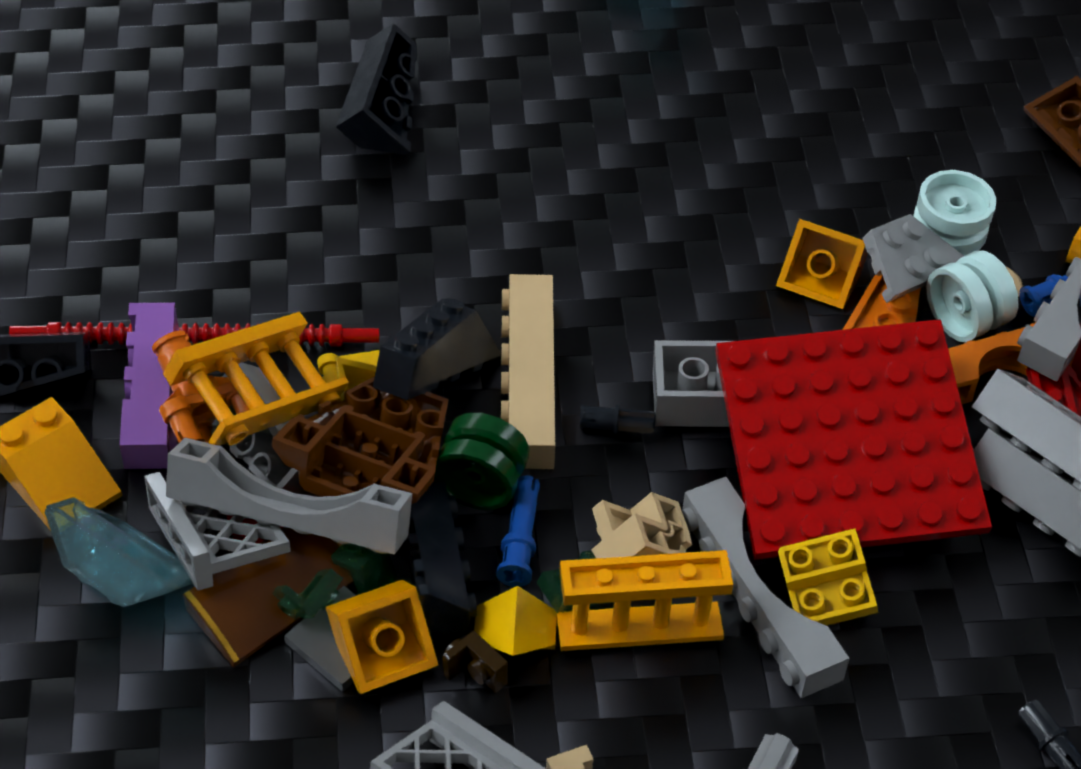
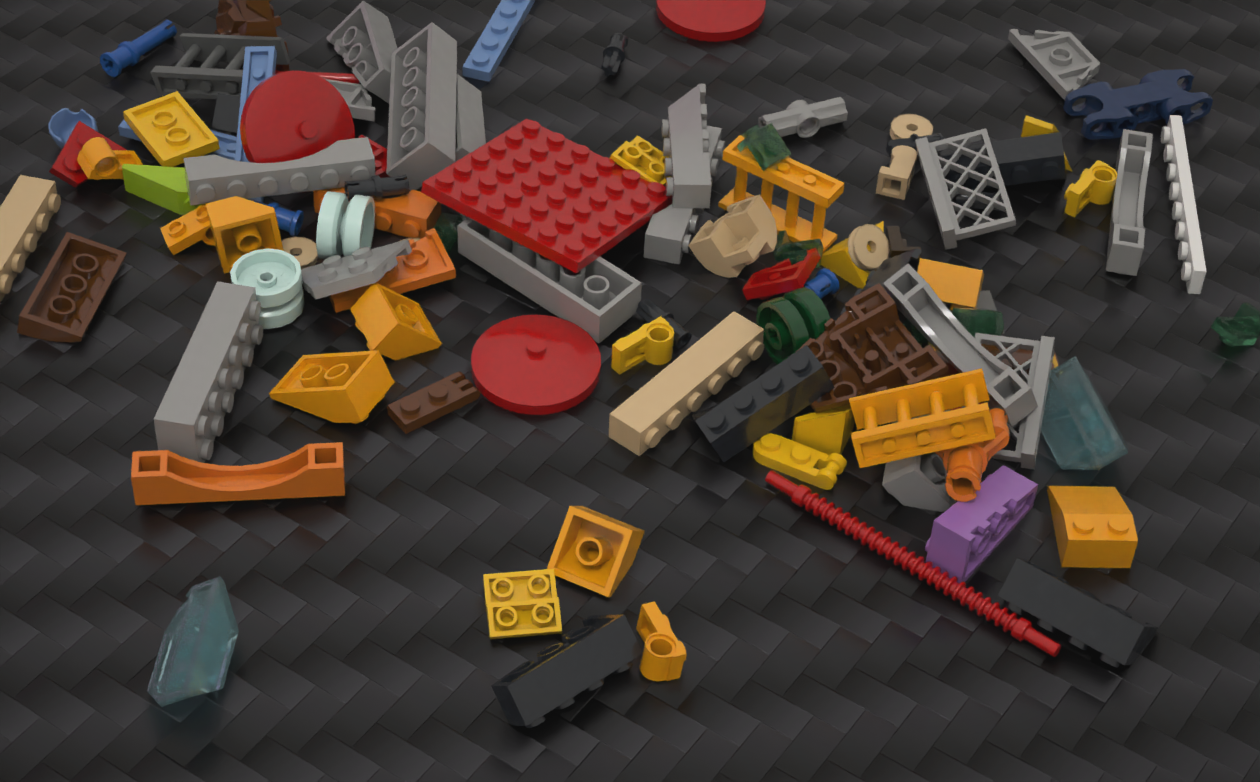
camera: 140 degrees left, 5 degrees down
(323, 143) = (662, 652): none -> light orange plate
(453, 186) = (594, 550): none -> light orange slope
(465, 125) = (522, 604): none -> yellow slope
(500, 615) = (858, 247): none -> tan piece
(553, 529) = (781, 277): none -> red wing
(600, 383) = (649, 343): none -> yellow plate
(676, 303) = (535, 364): none -> red dish
(682, 560) = (765, 145): none -> clear green bracket
(716, 229) = (432, 402): none -> reddish brown hinge
(721, 102) = (173, 479): none -> orange arch
(783, 579) = (687, 151): none -> light grey wedge
(796, 182) = (335, 385): none -> light orange slope
(880, 110) = (209, 373): none -> light grey brick
(998, 339) = (377, 187): none -> black pin
(1041, 233) = (242, 228): none -> light orange slope

